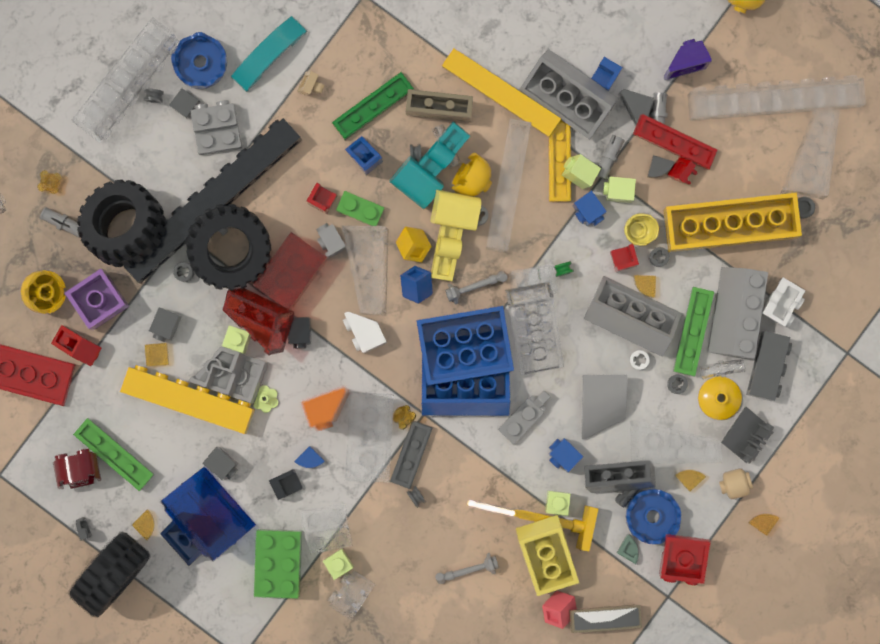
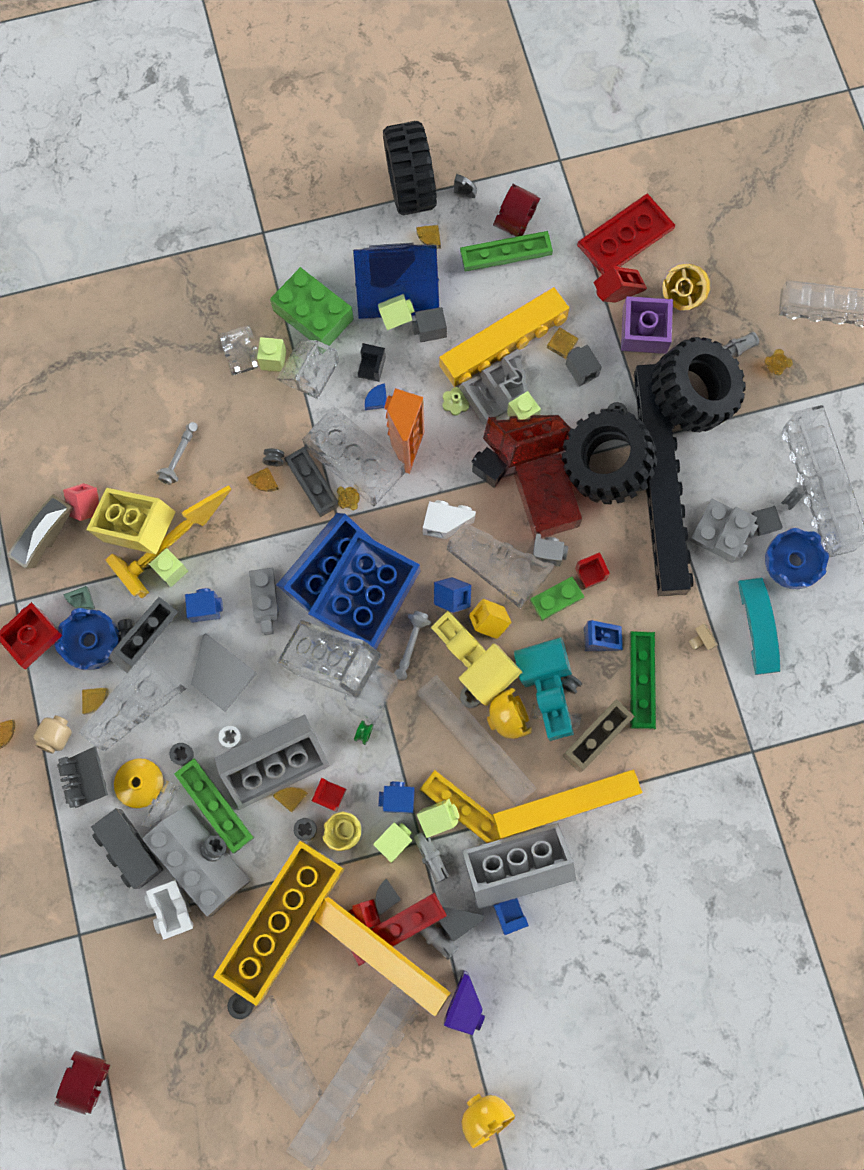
camera: 130 degrees right, 10 degrees down
(231, 496) = (396, 311): none -> yellowish green brick
(438, 490) = (263, 481): none -> clear yellow tile
(700, 136) = (381, 956): none -> yellow tile
(717, 304) = (206, 848): none -> dark grey bush

